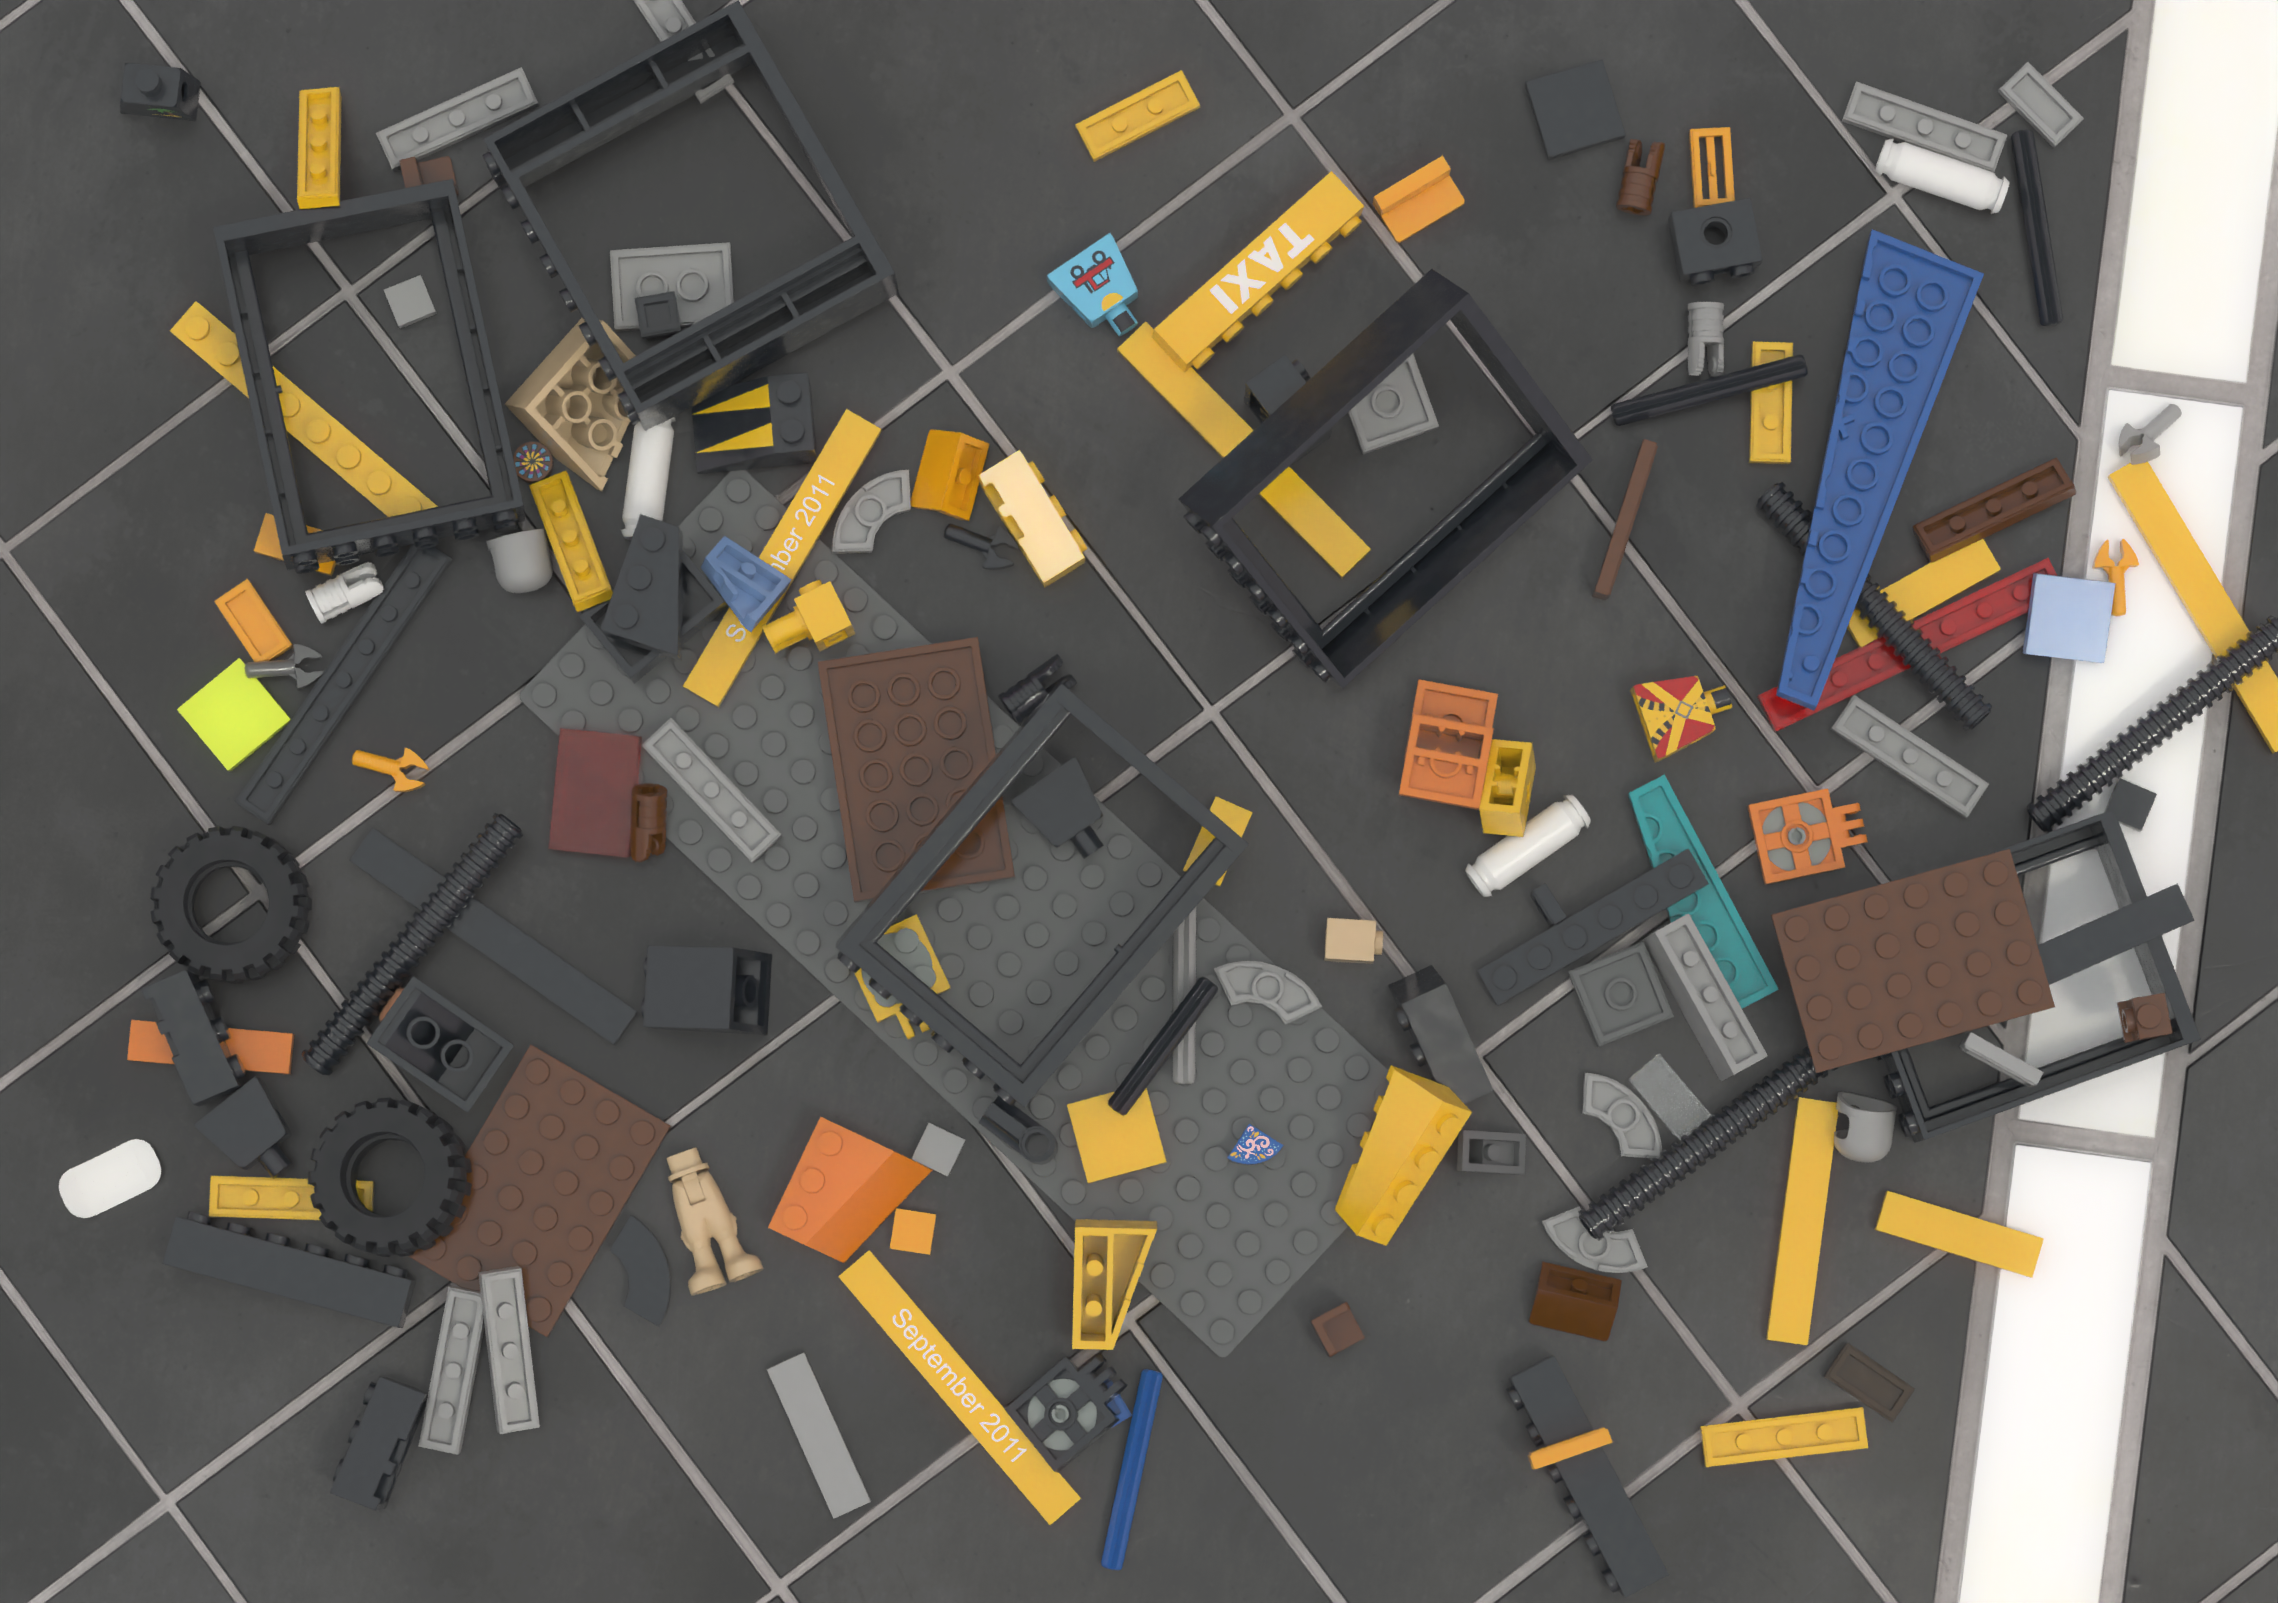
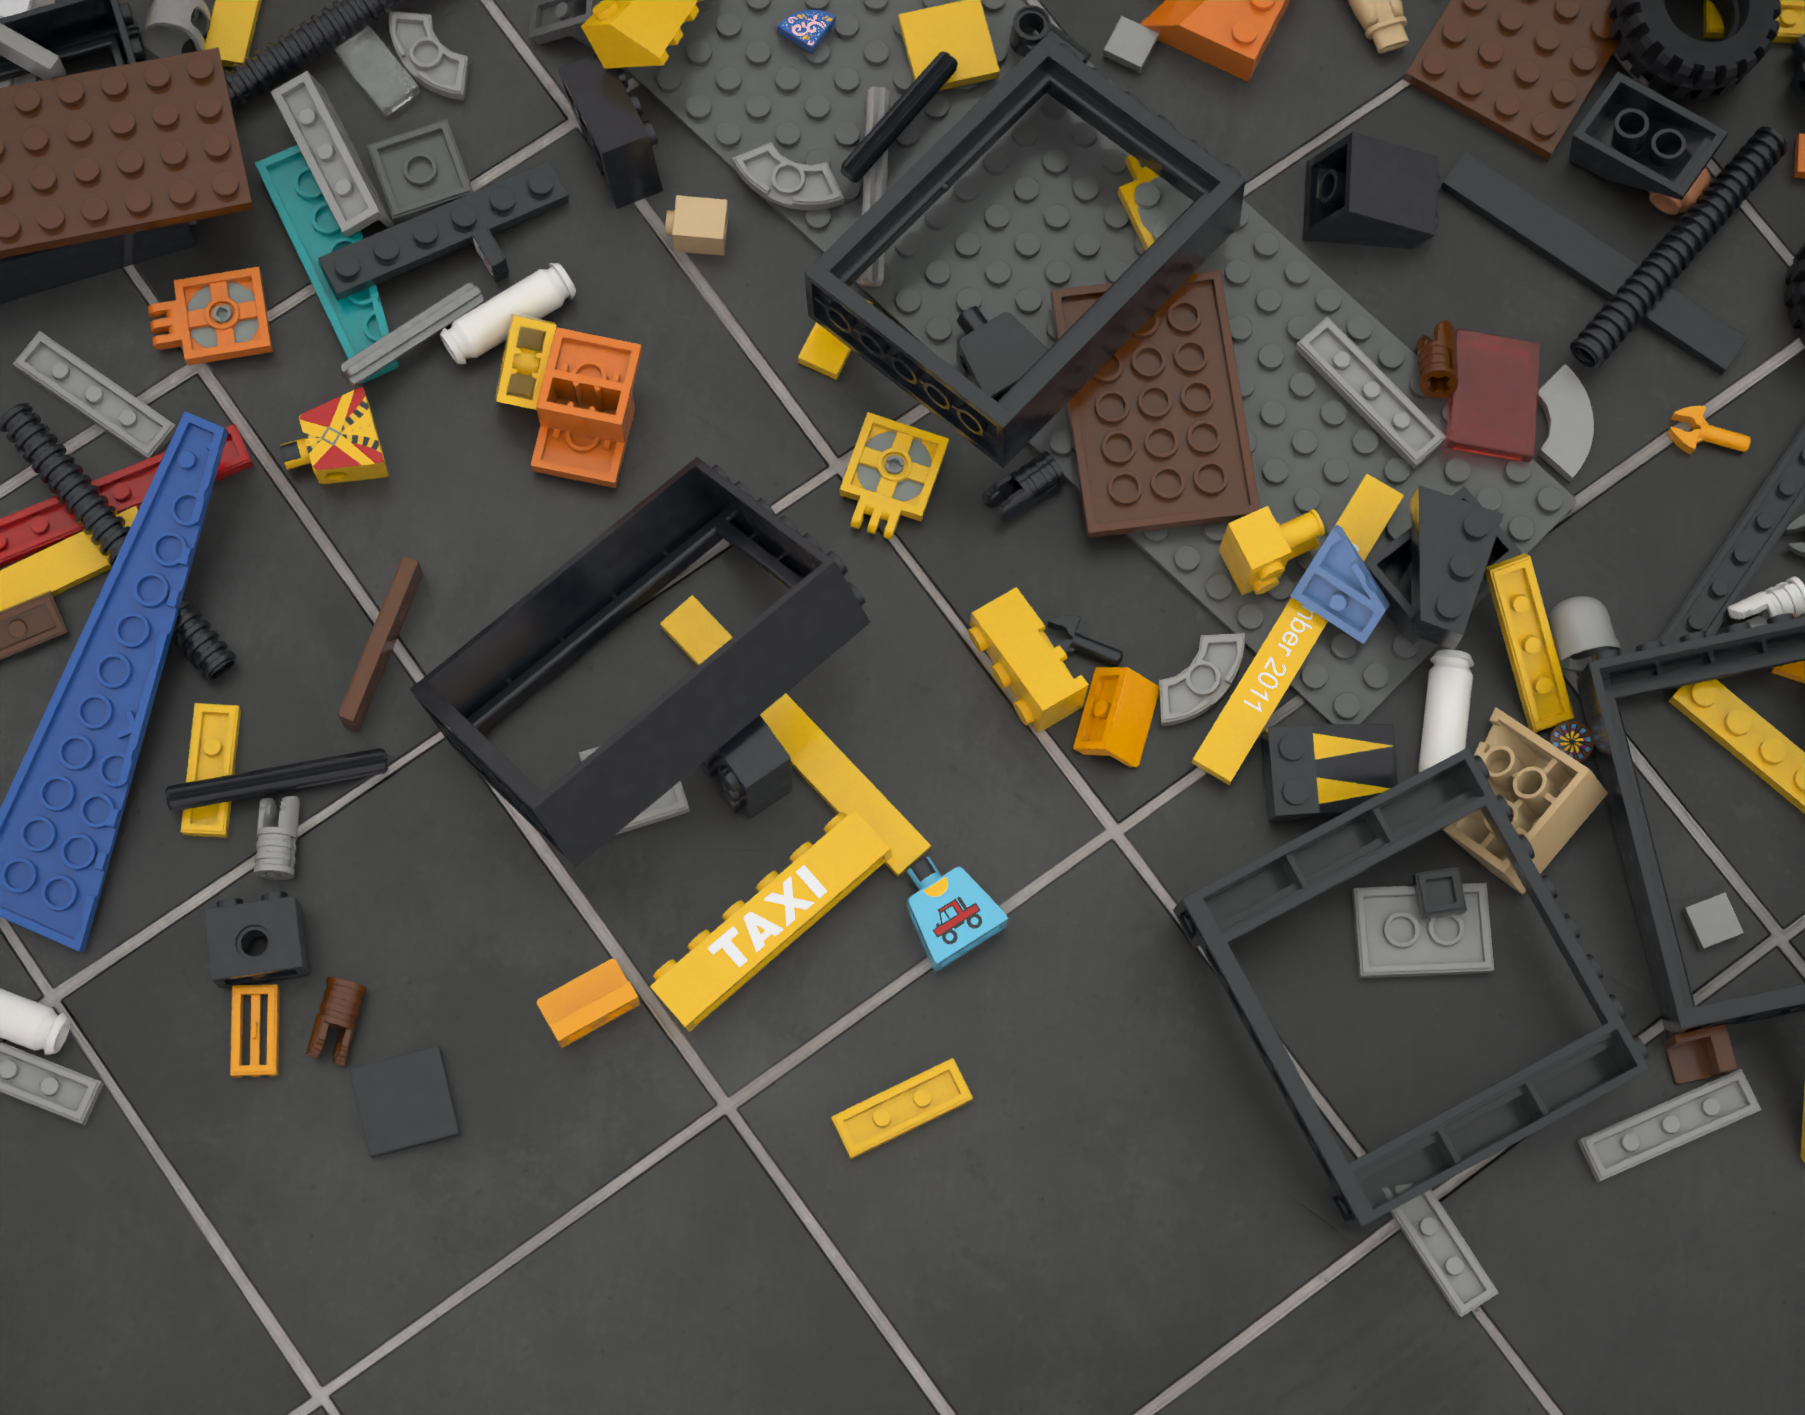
camera: 175 degrees right, 10 degrees down
(522, 772) = (1569, 422): none -> light grey tile
(1161, 700) = (892, 472): none -> yellow piece
(1616, 817) = (411, 334): none -> flat silver axle

